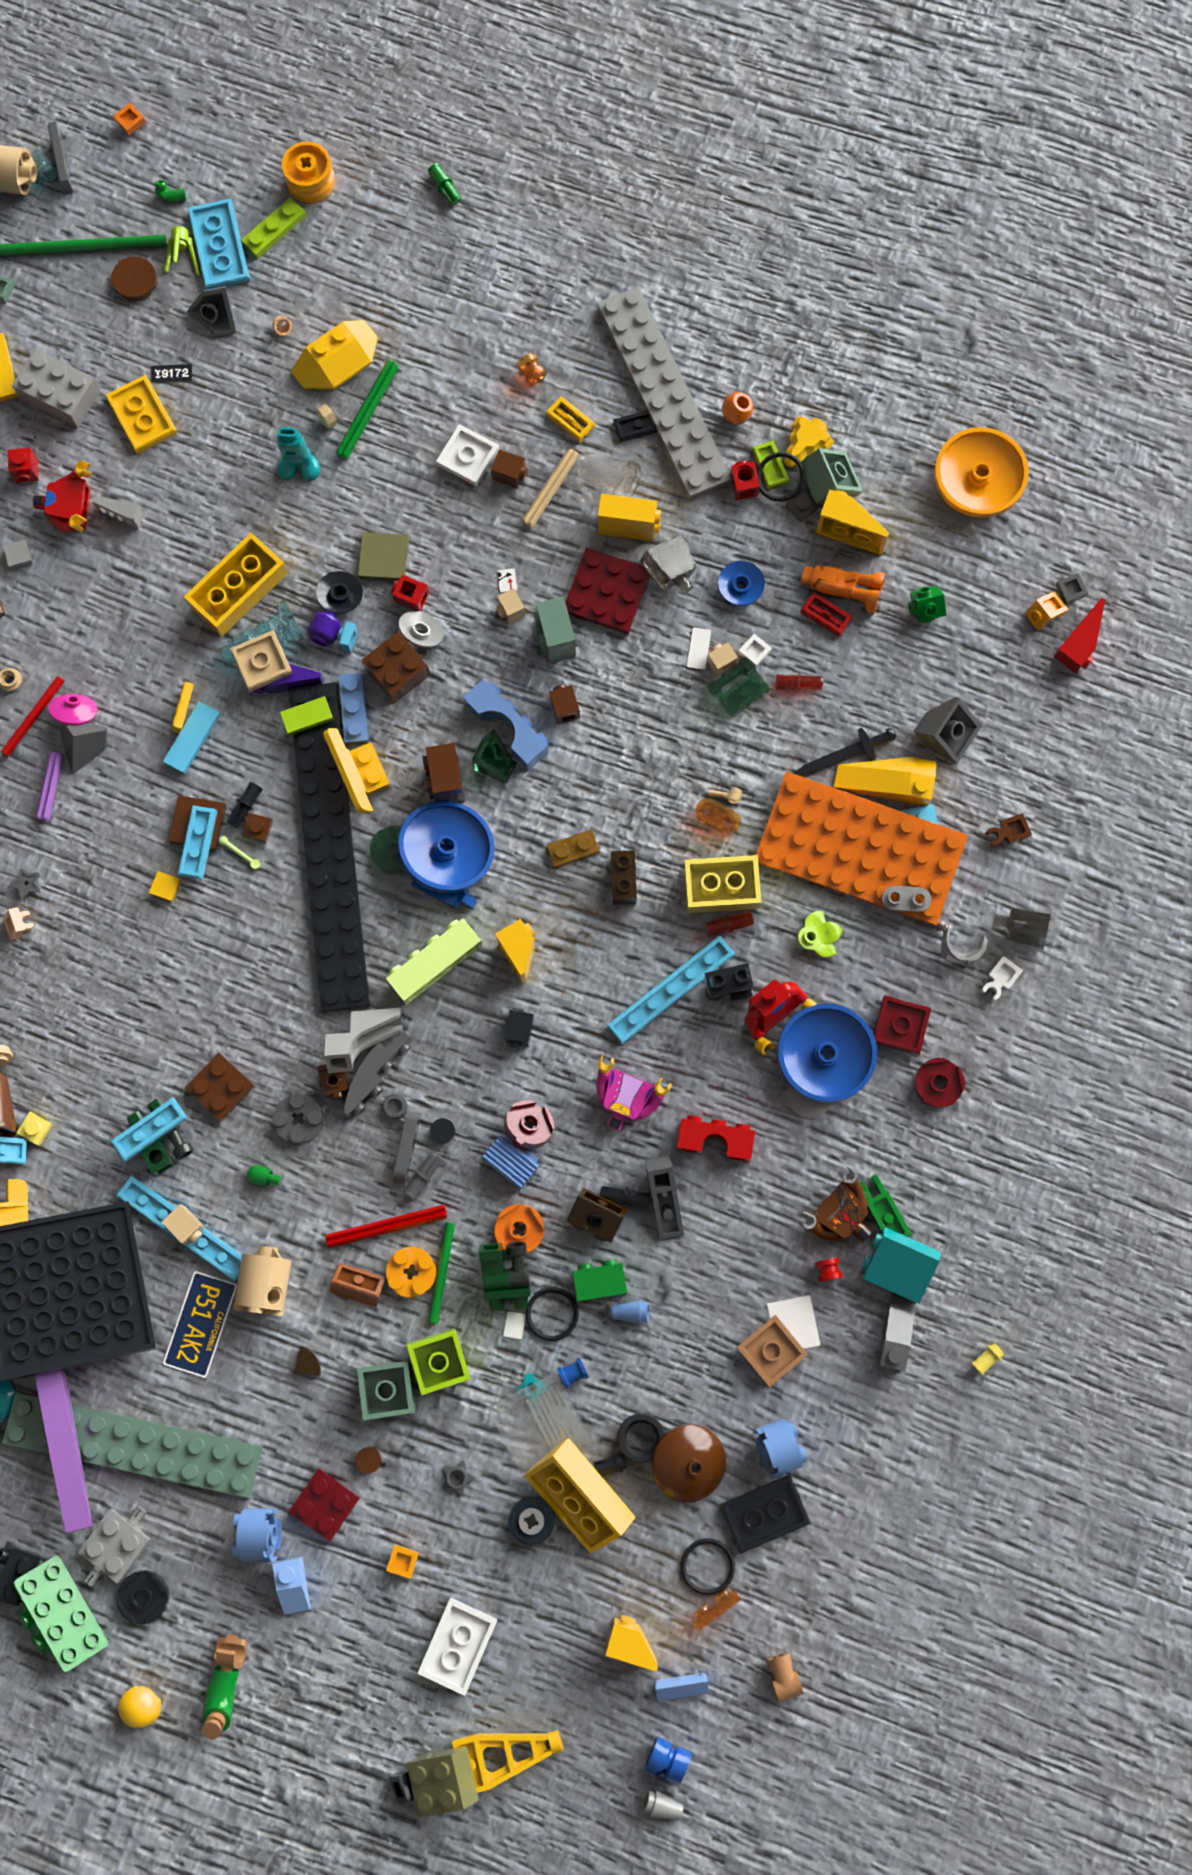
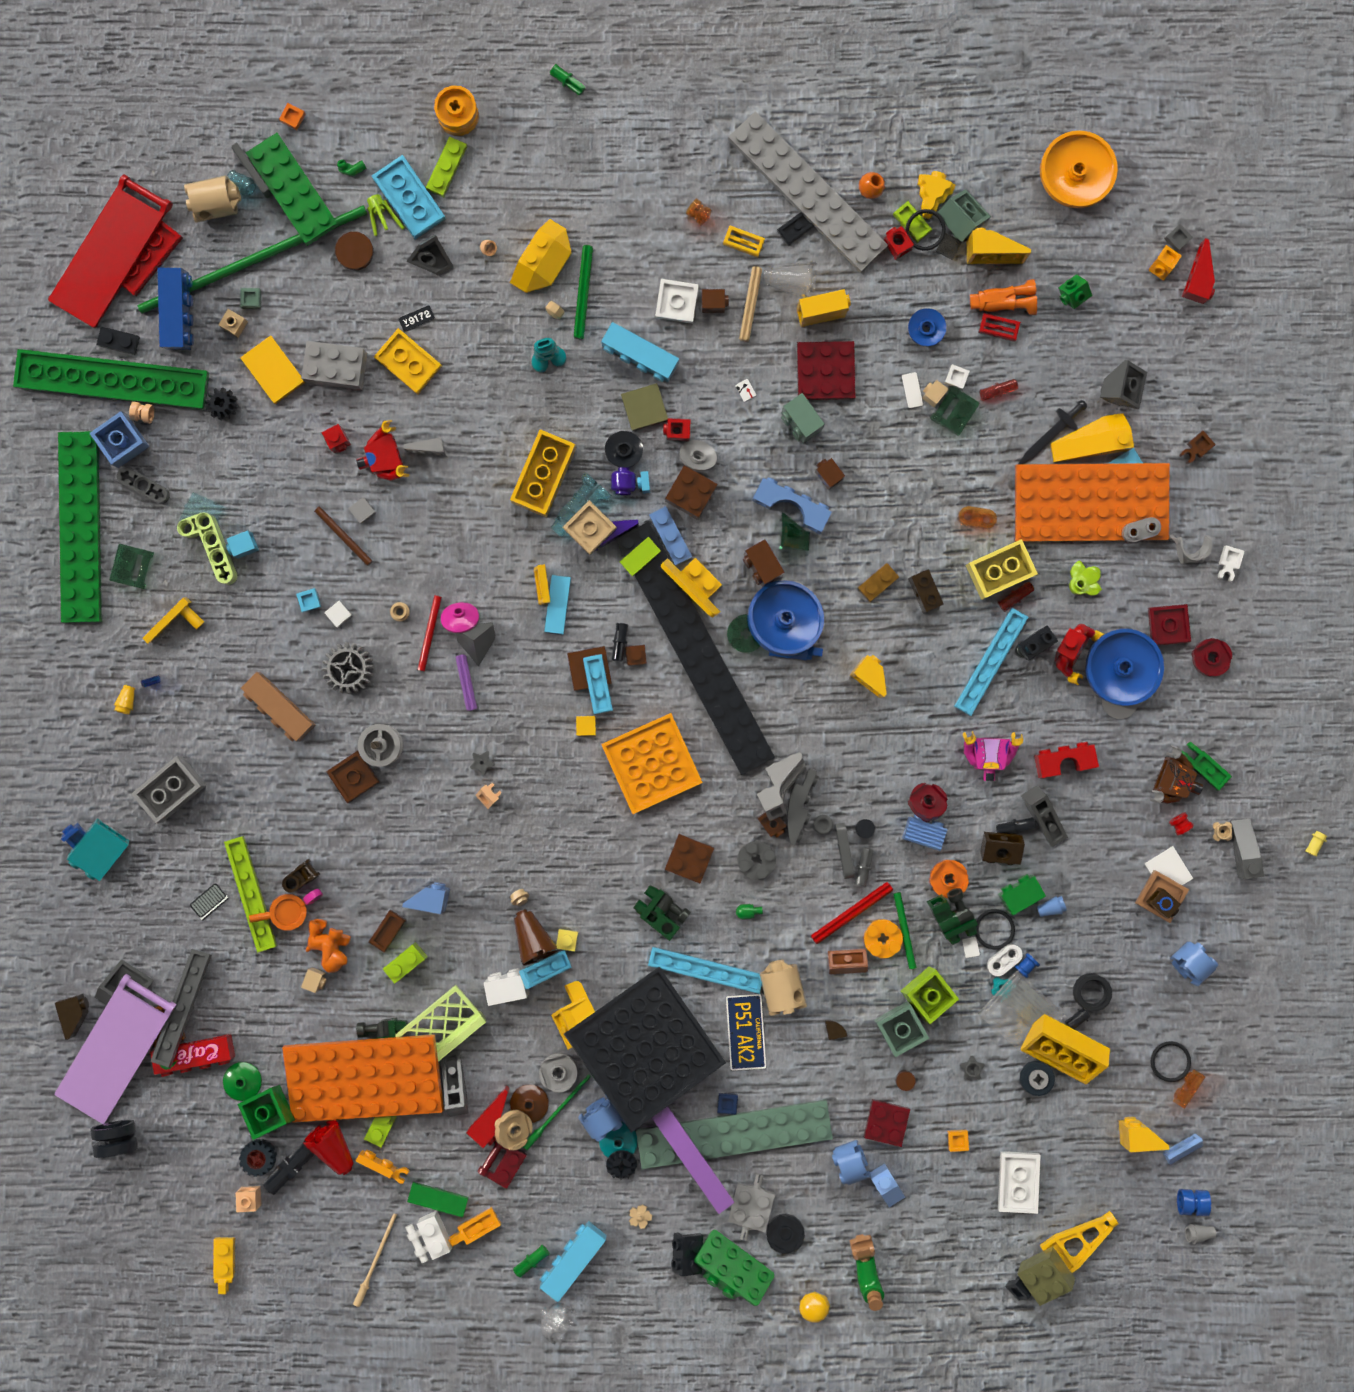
camera: 25 degrees left, 10 degrees up
(95, 191) = (292, 189): none -> green plate
(140, 1403) = (727, 1103): none -> dark blue tile
(149, 1129) = (655, 911): medium azure tile -> none
(184, 1225) = (709, 969): tan brick -> none
(221, 958) = (651, 763): none -> light orange plate
(255, 864) = (645, 683): yellowish green hinge -> none
(403, 495) = (640, 352): none -> medium azure brick
(433, 961) = (811, 707): yellowish green brick -> none
(510, 606) = (758, 411): tan plate -> none
(519, 1029) = (892, 734): black brick -> none
(548, 1355) = (1005, 962): none -> white plate
(670, 564) = (868, 333): clear smoke torso -> none
(676, 1455) = (1125, 994): reddish brown dish -> none
(732, 797) = (982, 497): tan hand -> none
(765, 1513) = (1197, 1011): black tile -> none
(769, 1357) = (1164, 903): none -> dark brown brick
(785, 1680) = (1254, 1118): medium nougat piece -> none
(883, 1297) = (1227, 827): none -> tan plate
(901, 1264) = (1233, 801): teal brick -> none
(1033, 928) = (1242, 518): clear smoke torso -> none

